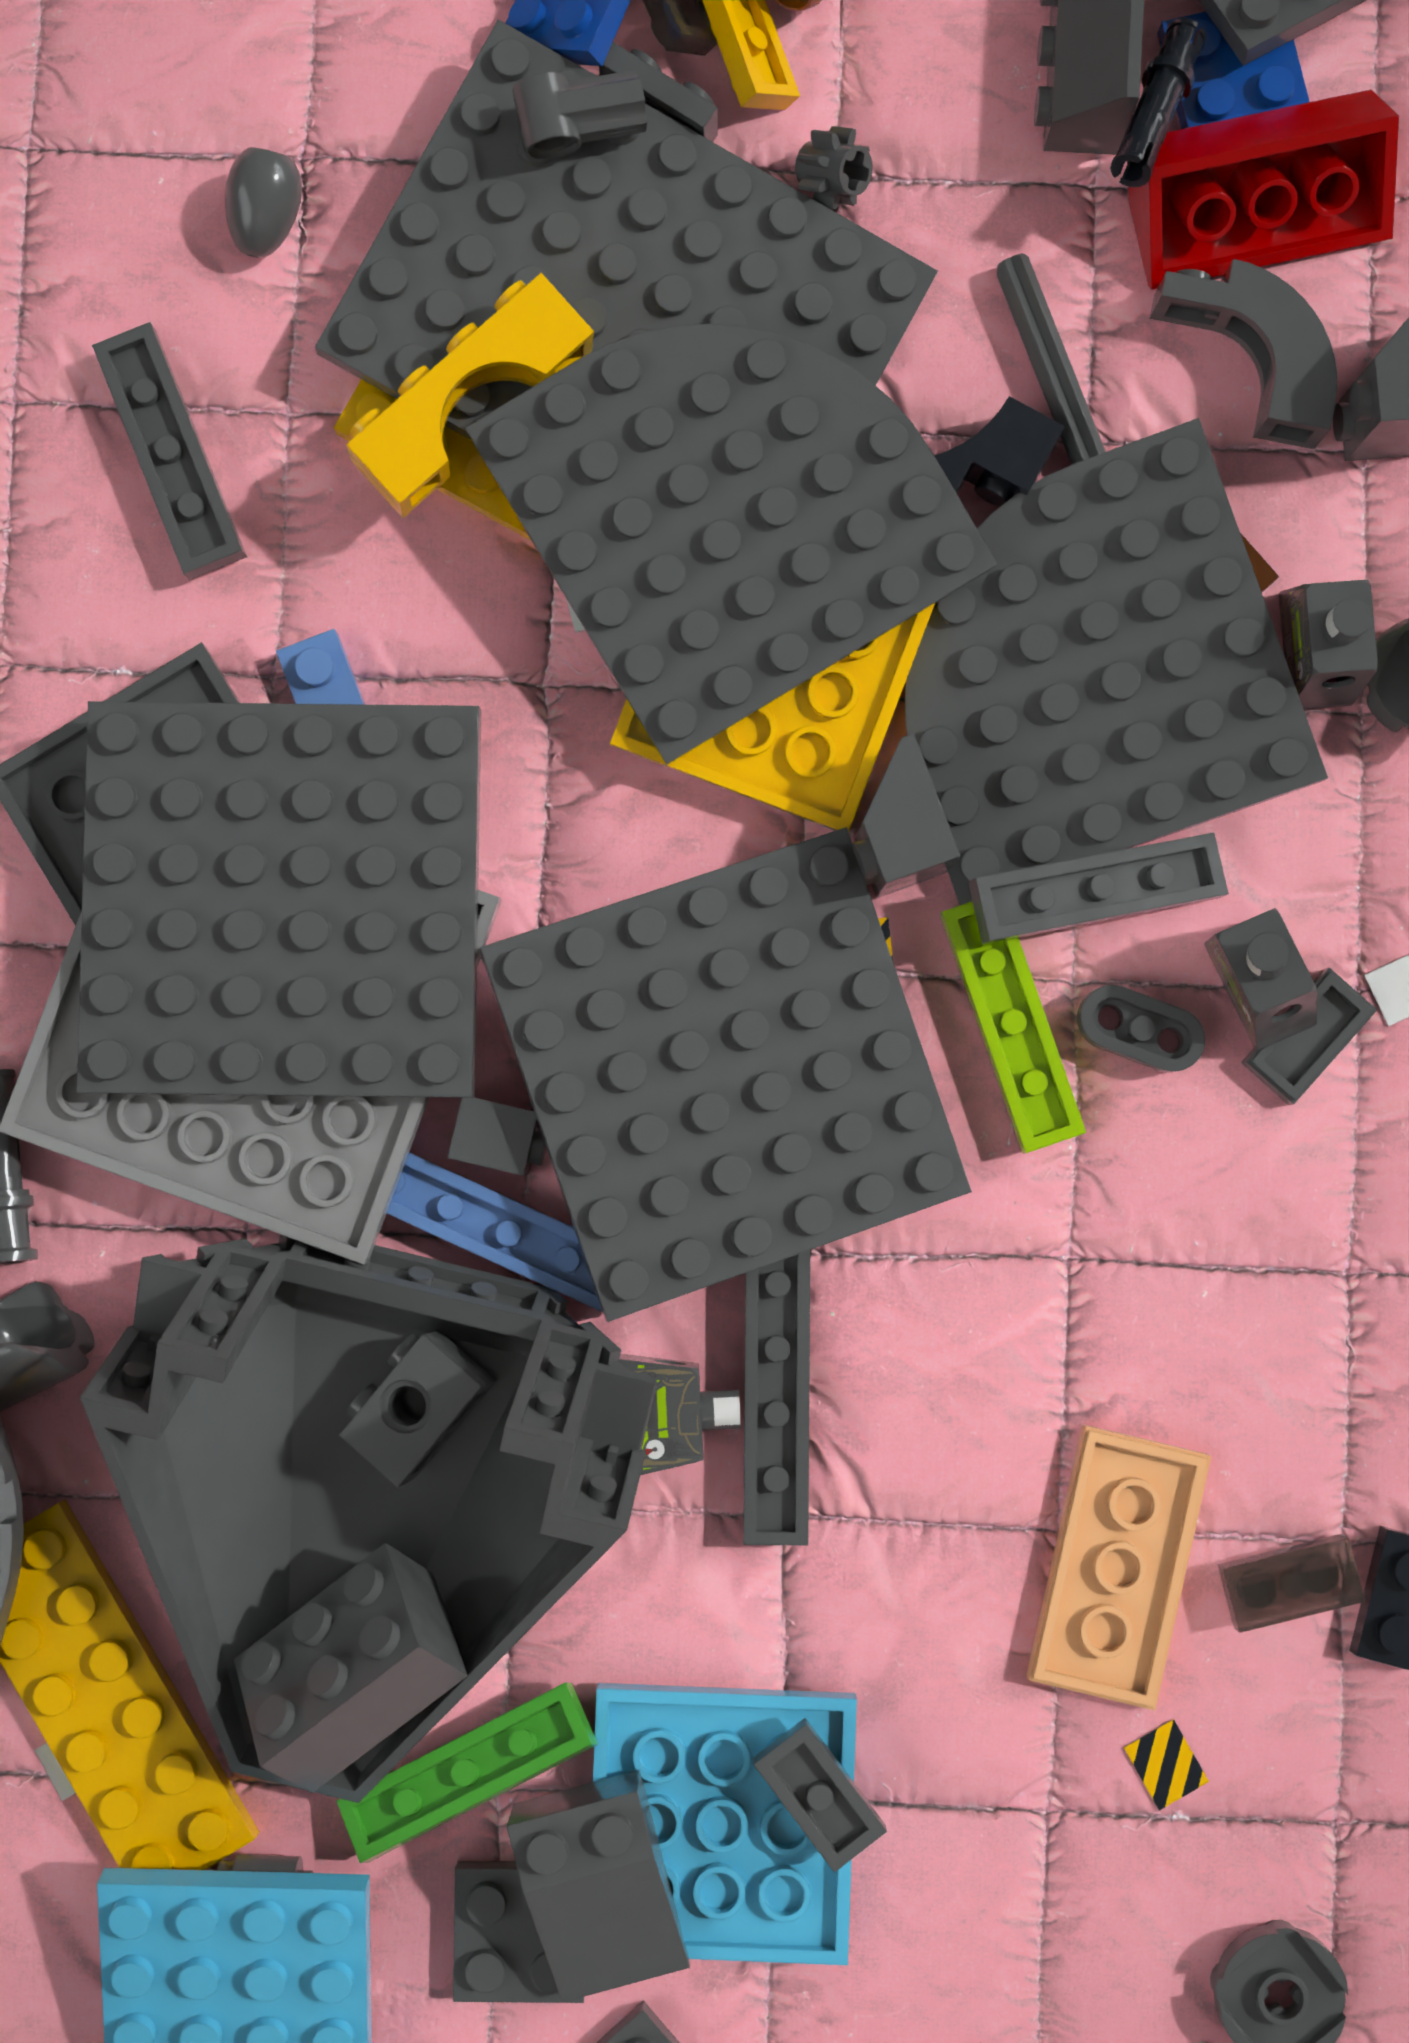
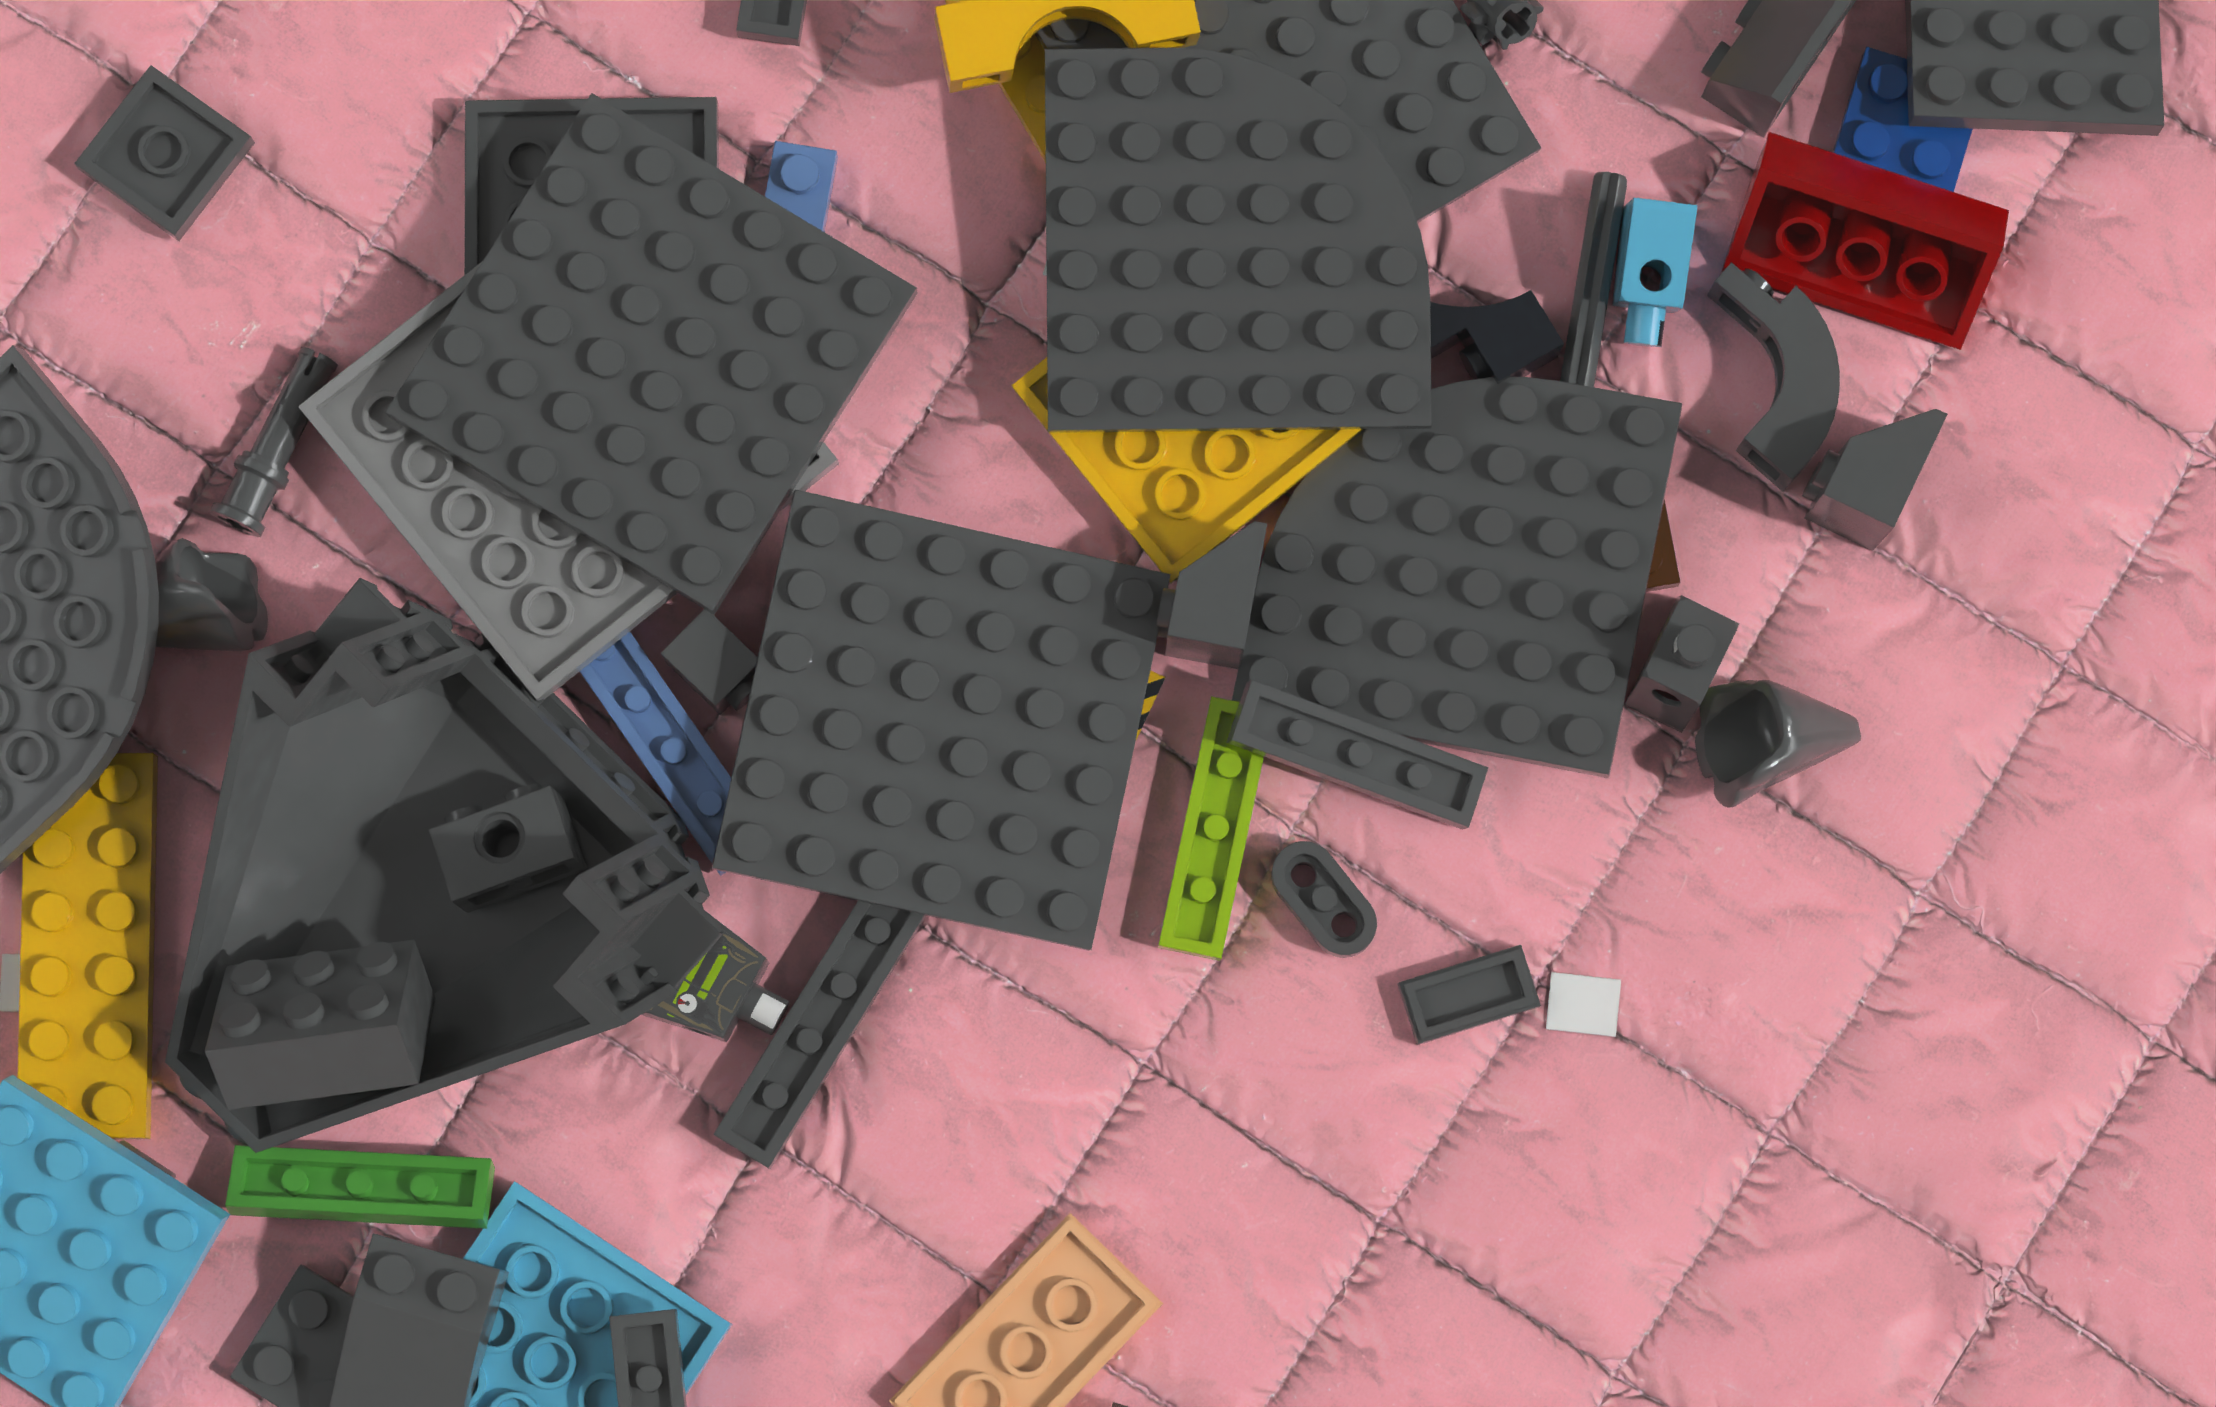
camera: 25 degrees right, 5 degrees down
(1096, 290) = (1659, 238): none -> medium azure torso
(1164, 85) = (1825, 103): black pin -> none
(1265, 976) = (1451, 910): dark grey torso -> none

